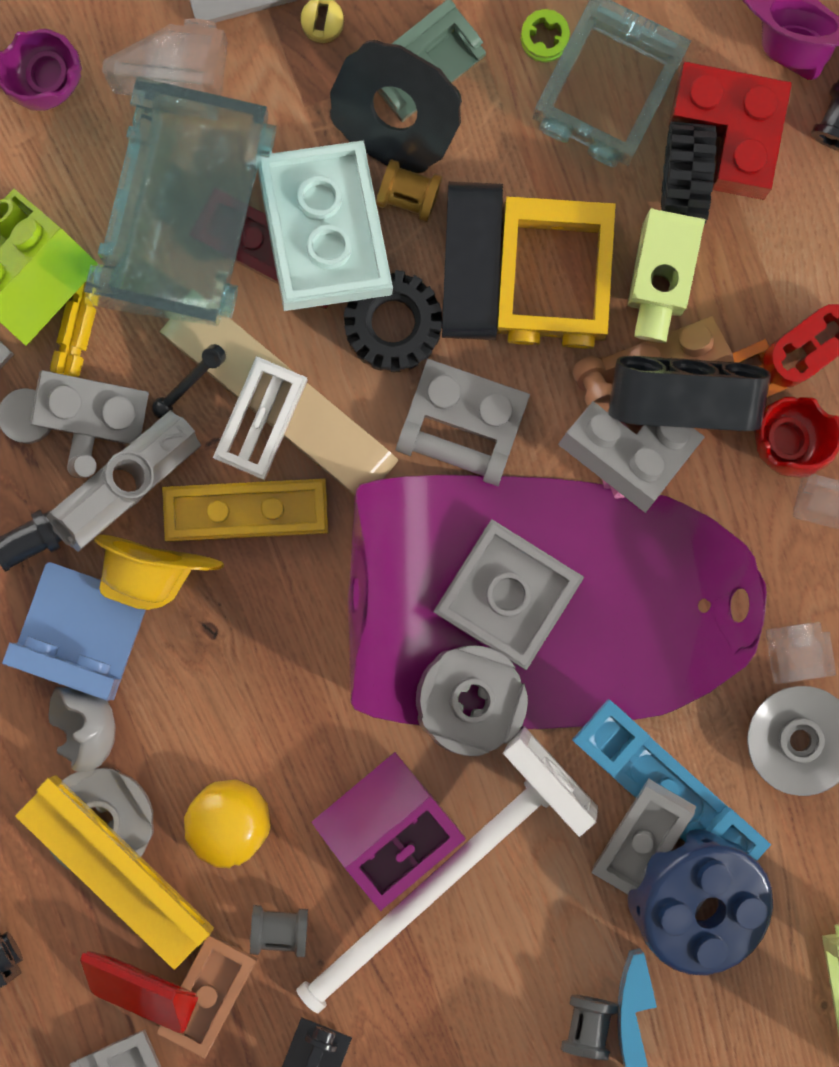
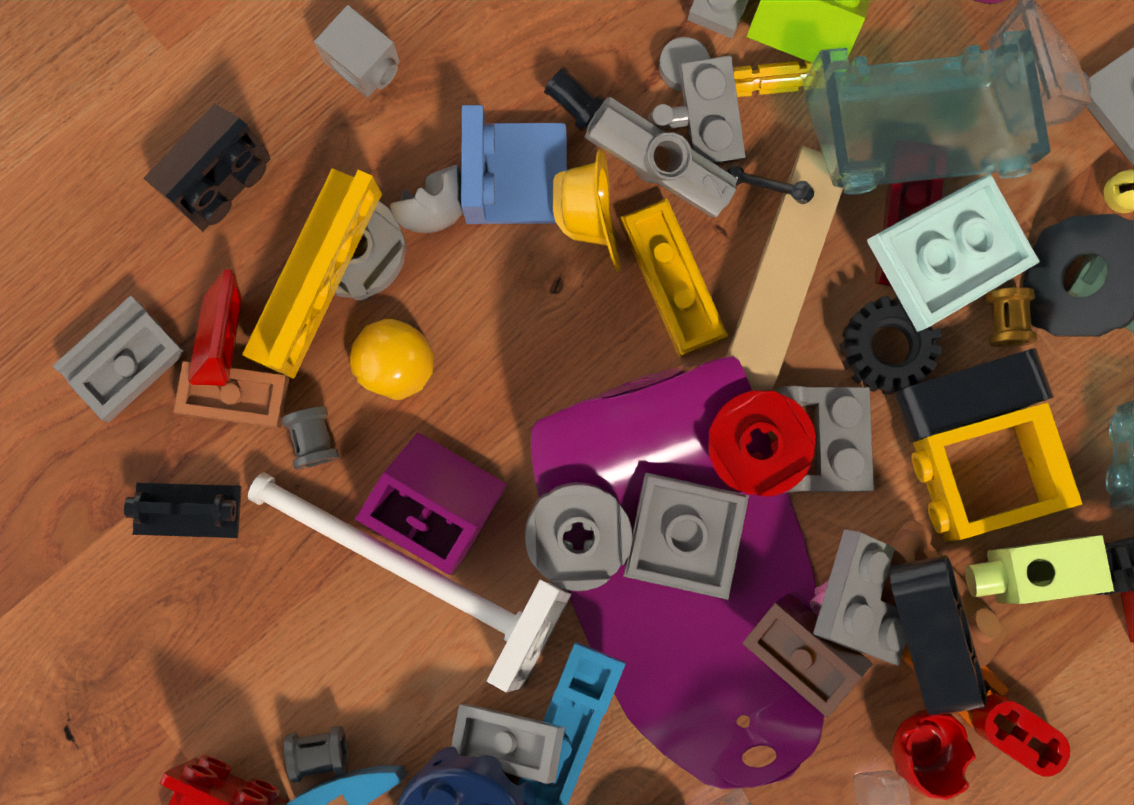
camera: 70 degrees right, 5 degrees down
(242, 461) = (763, 274): white tile -> none
(470, 508) = (791, 449): none -> red plate
(672, 524) = (808, 663): none -> reddish brown panel

